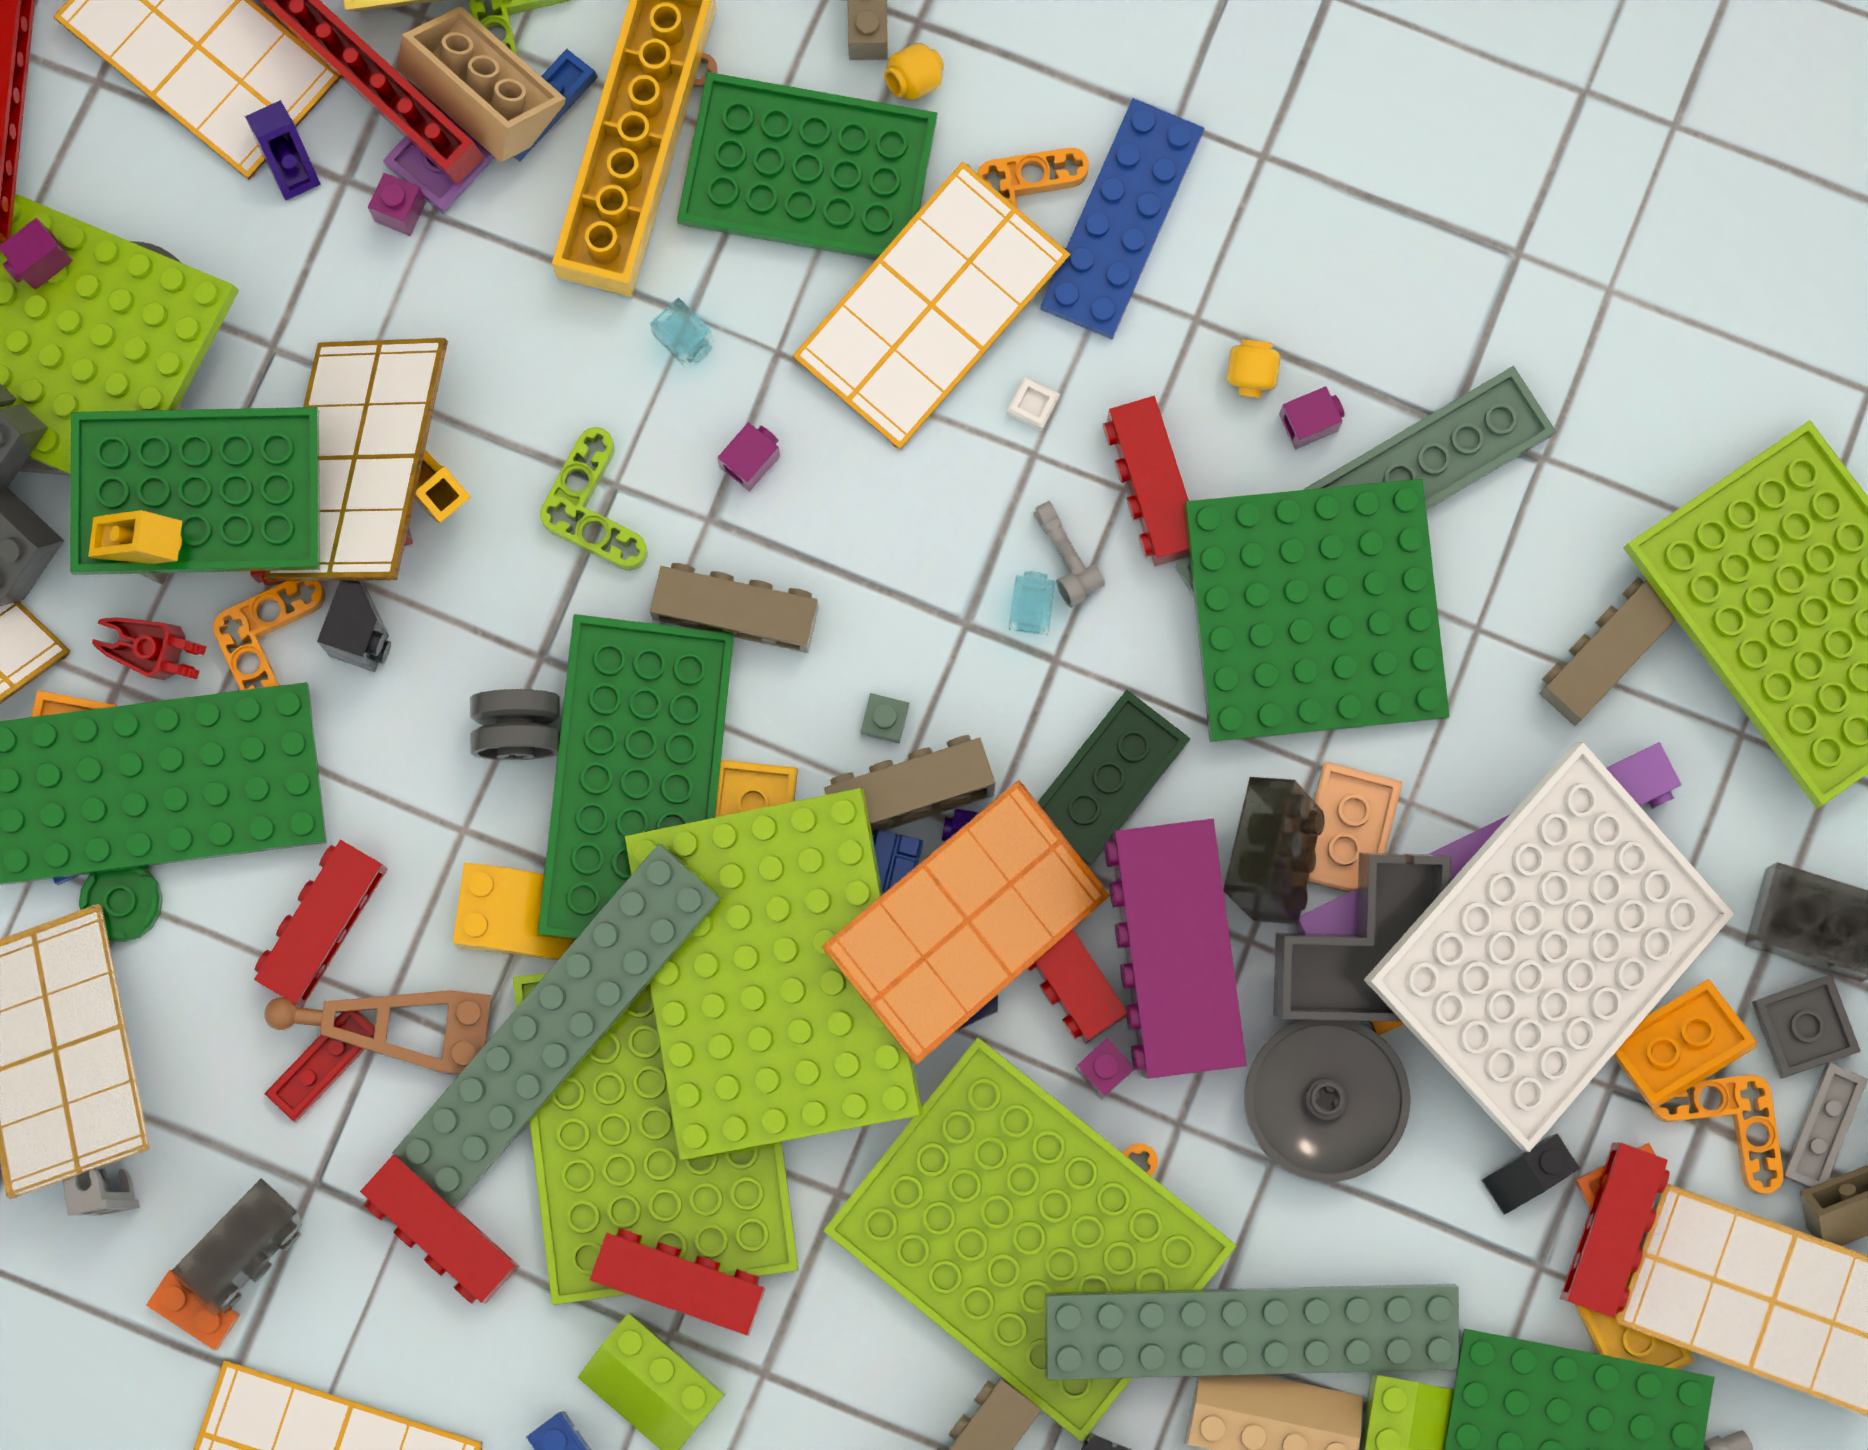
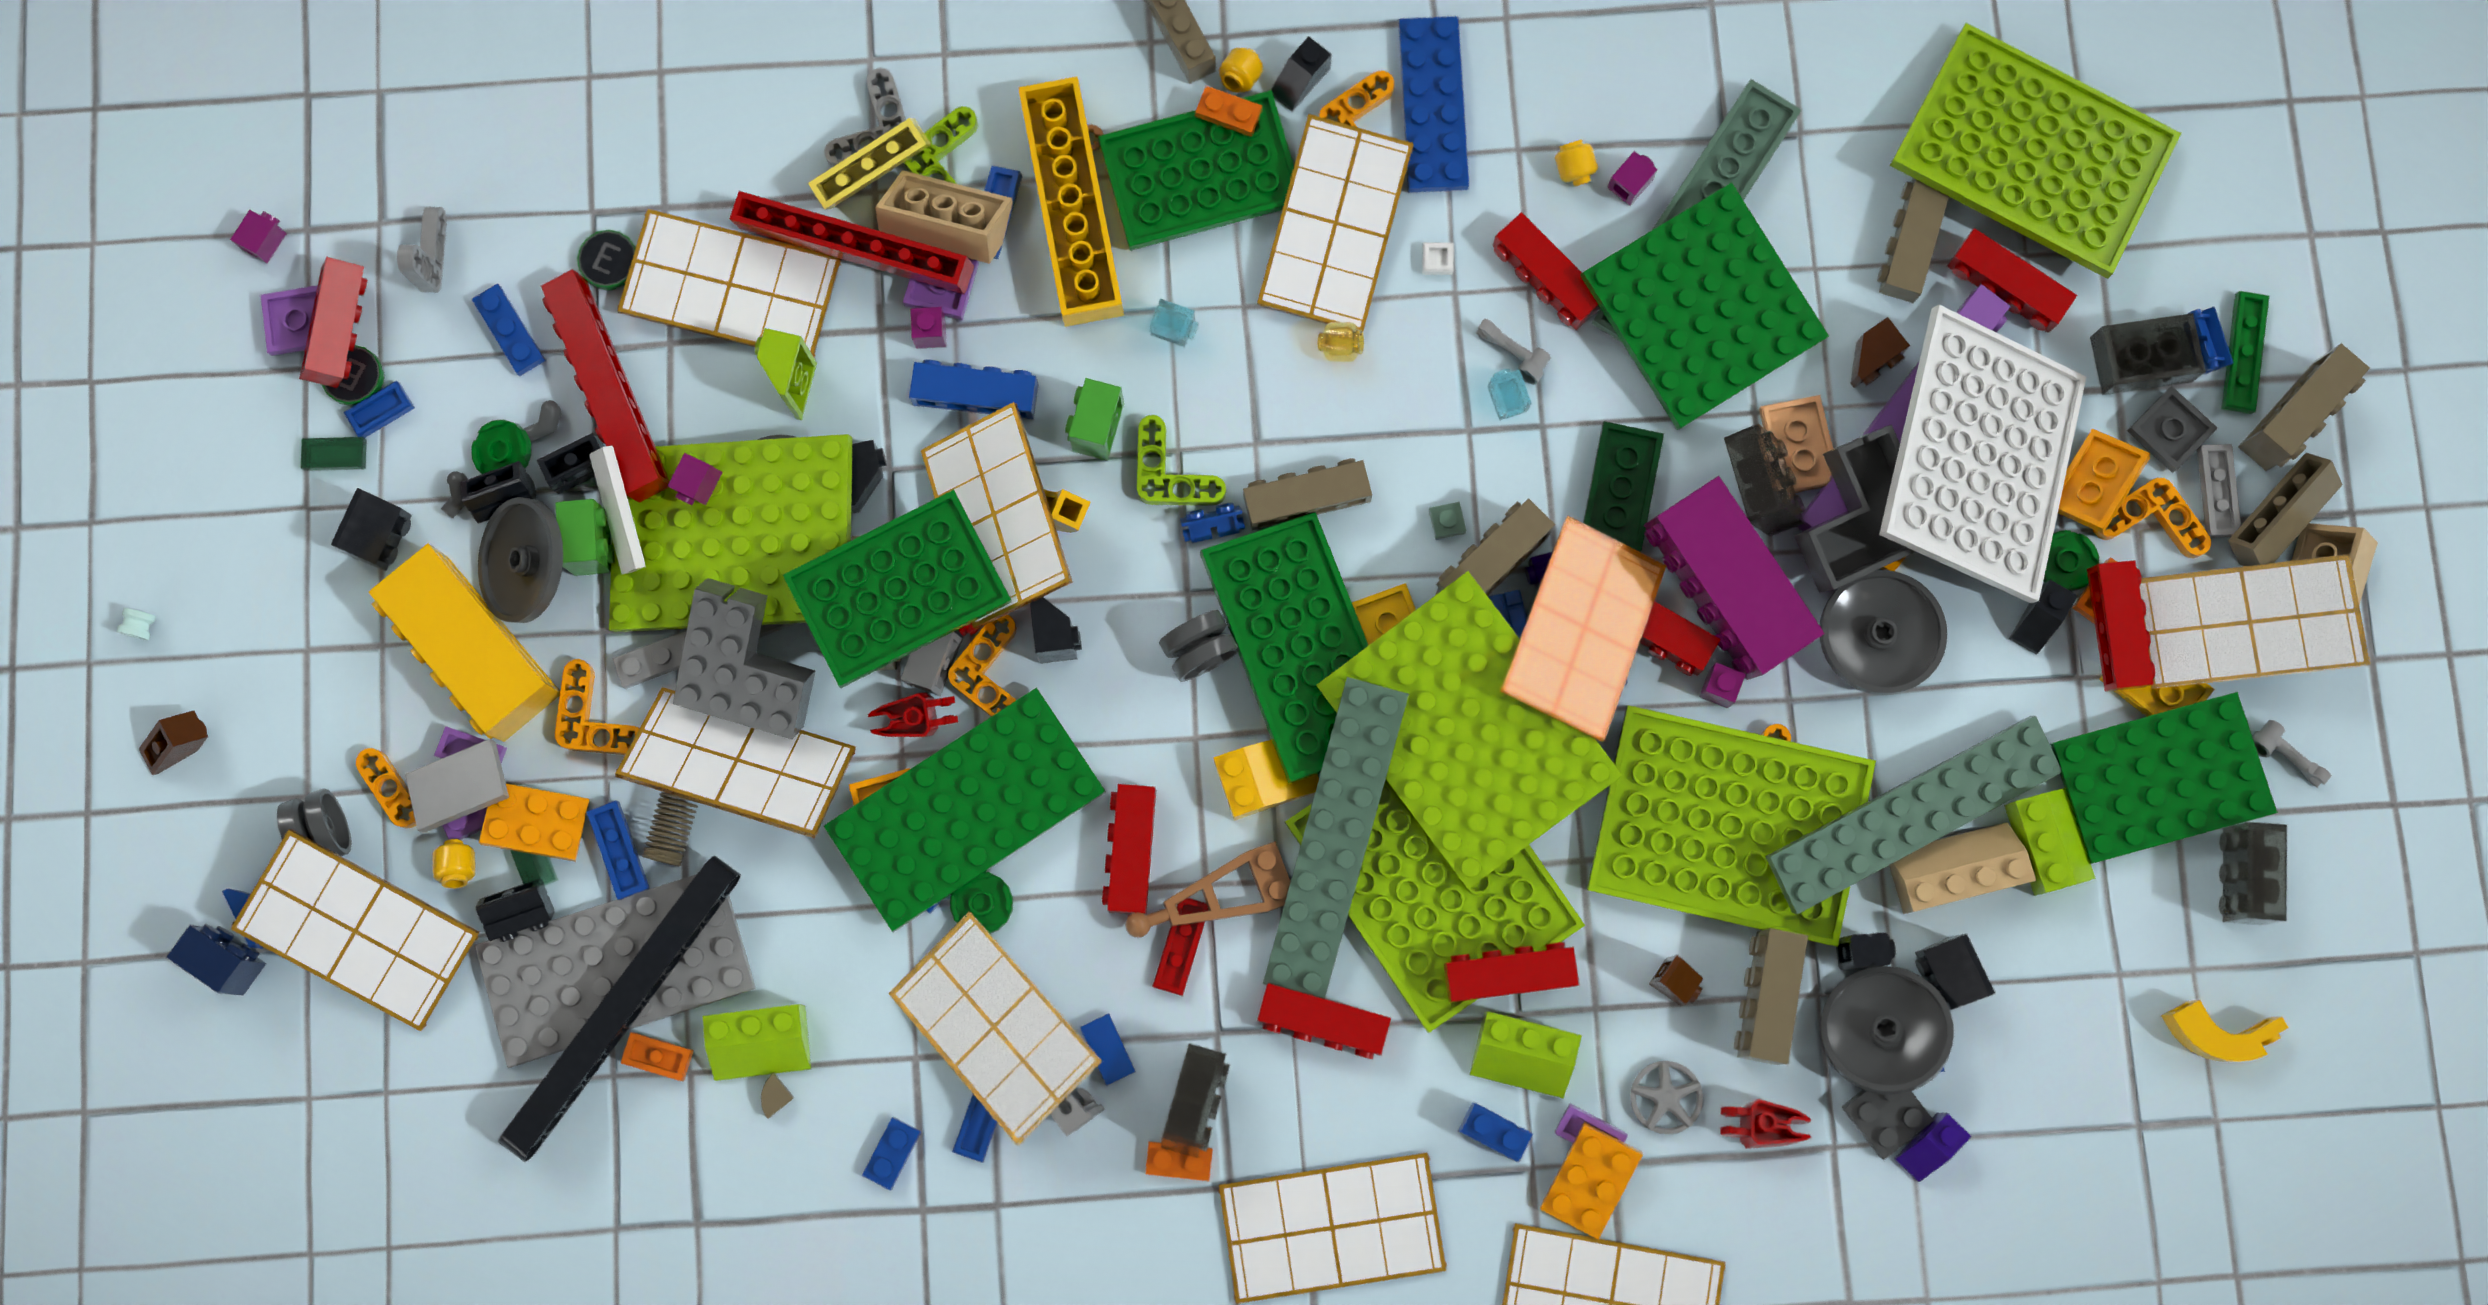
camera: 25 degrees left, 0 degrees up
(135, 537) = (875, 639): yellow slope -> none
(177, 1140) = (1107, 1044): none -> blue tile
(201, 596) = (930, 665): none -> light grey hinge
(204, 177) = (788, 366): none -> lime slope
(238, 339) = (866, 472): none -> black slope
(283, 150) = (828, 327): dark purple slope -> none
(412, 301) = (972, 389): none -> blue brick
(531, 402) = (1095, 419): none -> bright green brick
(624, 589) = (1223, 519): none -> blue hinge
(749, 455) = (1263, 385): magenta brick -> none
(866, 448) = (1341, 341): none -> clear yellow head
(871, 1390) = (1677, 981): none -> reddish brown slope
(872, 113) = (1228, 111): none -> orange plate
(983, 109) = (1301, 73): none -> black slope
(1498, 760) = (1875, 350): none -> reddish brown slope
(1596, 1120) = (2069, 560): none -> green tile
(1702, 756) = (2012, 280): none -> red brick

